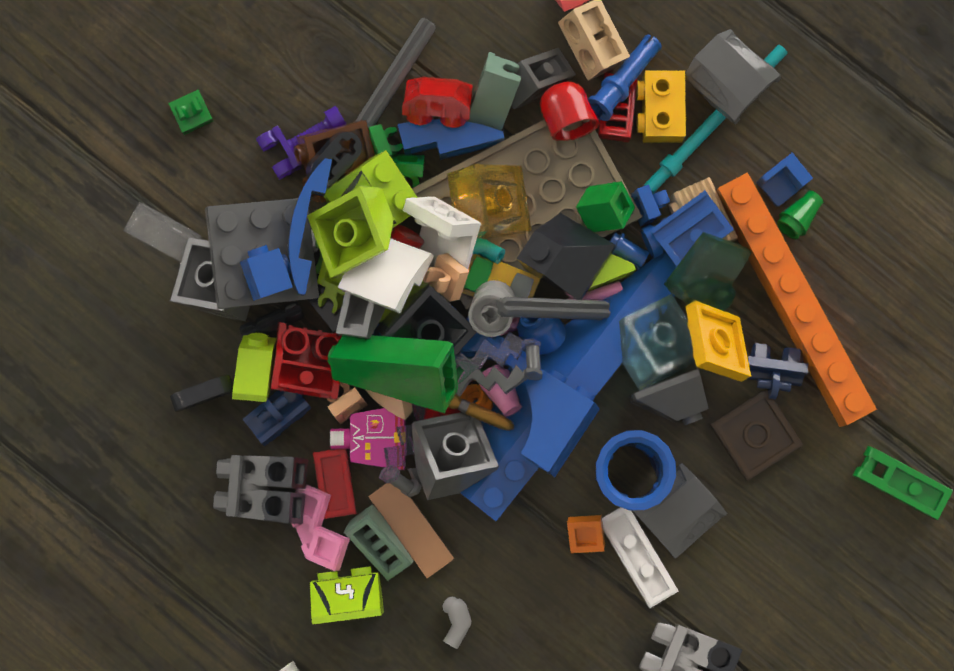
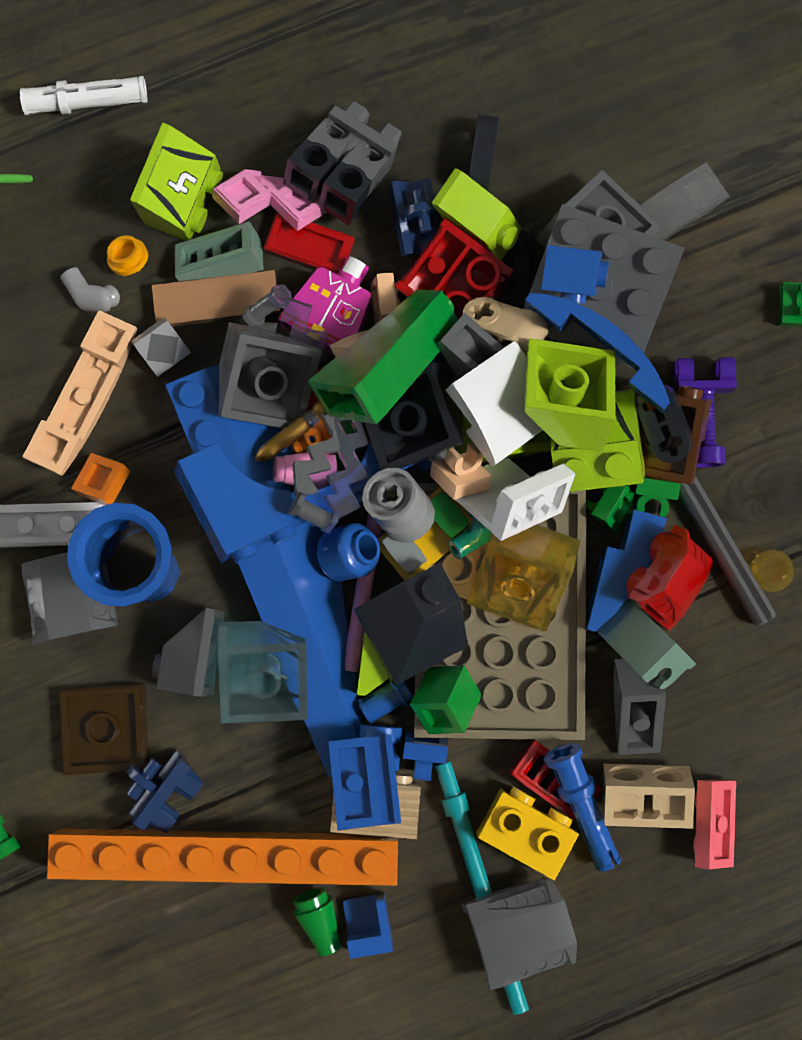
camera: 125 degrees right, 0 degrees up
(325, 303) = (506, 322): none -> tan piece
(391, 35) = (772, 570): none -> clear yellow plate
(407, 236) = (530, 456): red tile -> none
(415, 608) = (126, 255): none -> light orange plate
(468, 546) = (161, 346): none -> tile
(533, 582) = (84, 395): none -> light nougat slope
(553, 308) = (360, 570): dark grey axle -> none
(566, 105) = (585, 716): red helmet -> none
(709, 272) = (305, 773): clear green slope -> none
(717, 341) = (223, 739): yellow plate -> none

